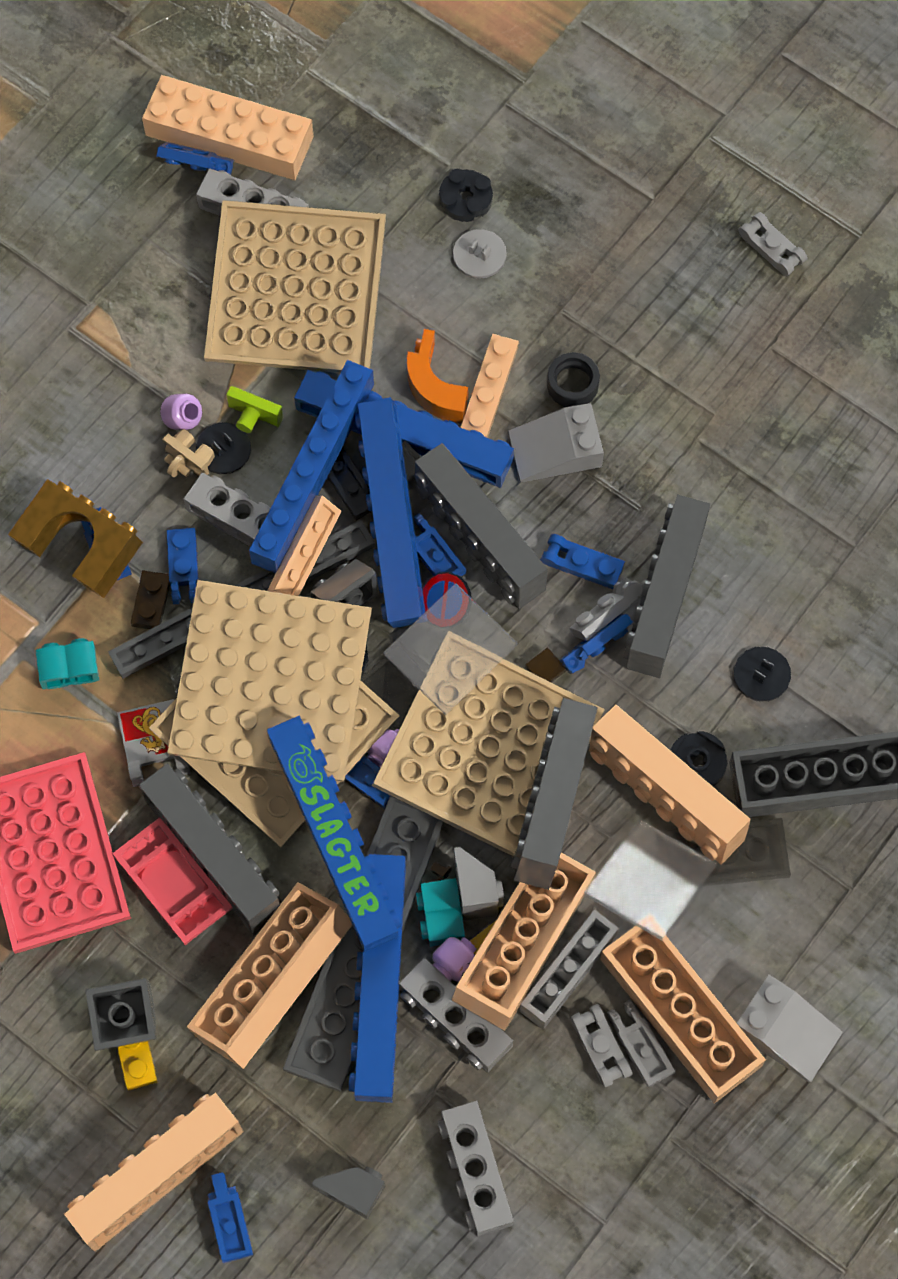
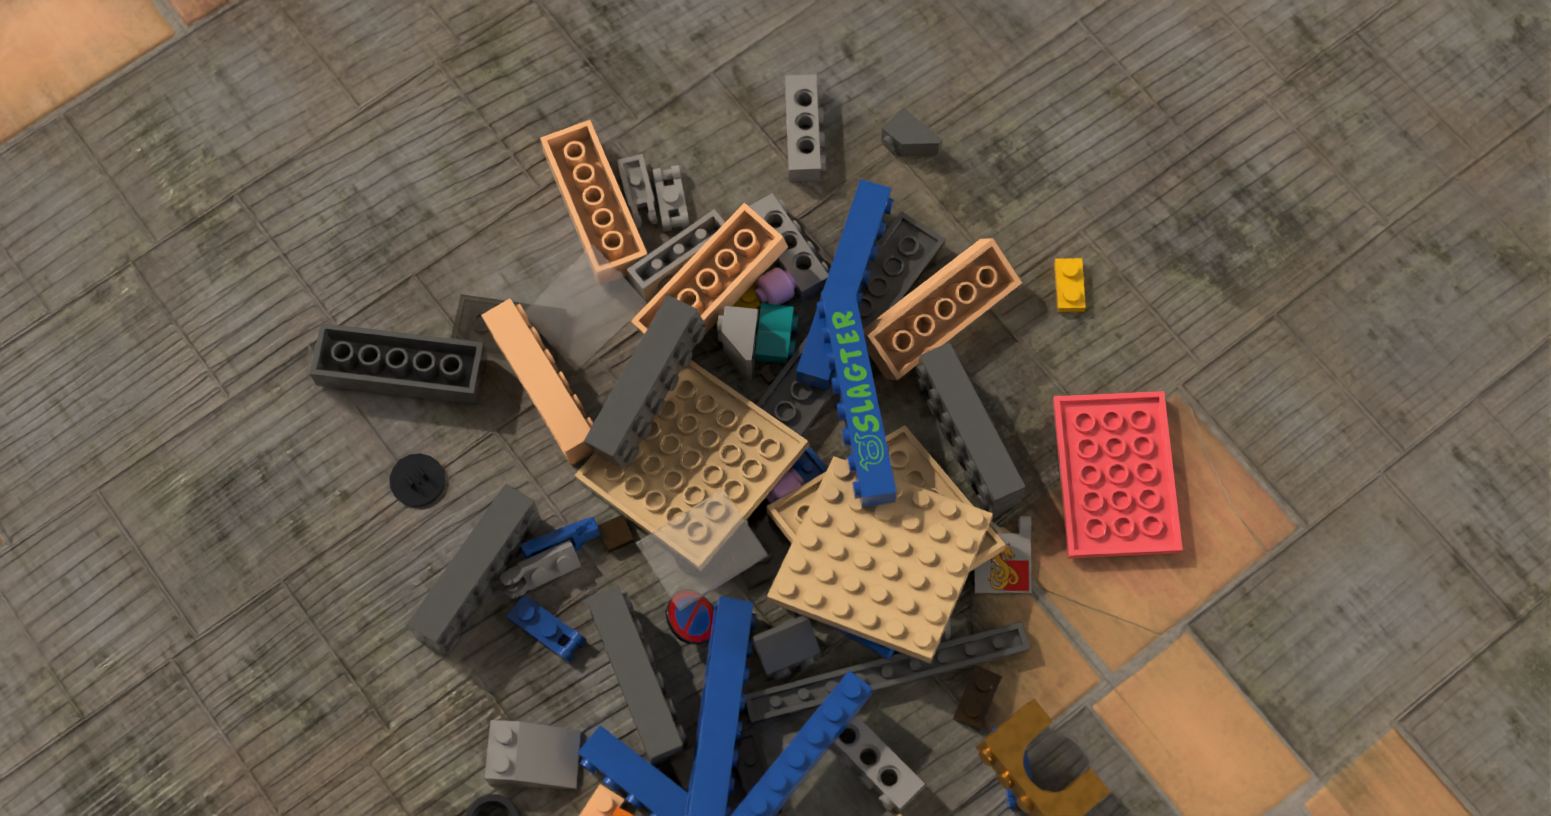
camera: 165 degrees left, 0 degrees up
(67, 664) = (1071, 648): teal brick -> none
(121, 1014) = (1076, 310): dark grey slope -> none
(153, 1172) = (1071, 179): light nougat brick -> none
(172, 881) = (1014, 416): coral slope -> none
(182, 562) = (938, 729): blue hinge -> none
(228, 1221) = (1016, 139): blue hinge -> none
(305, 547) = (815, 692): light nougat plate -> none
(434, 550) = (686, 671): blue hinge -> none
(710, 748) = (505, 426): black plate -> none
(788, 1029) = (513, 174): light grey slope -> none

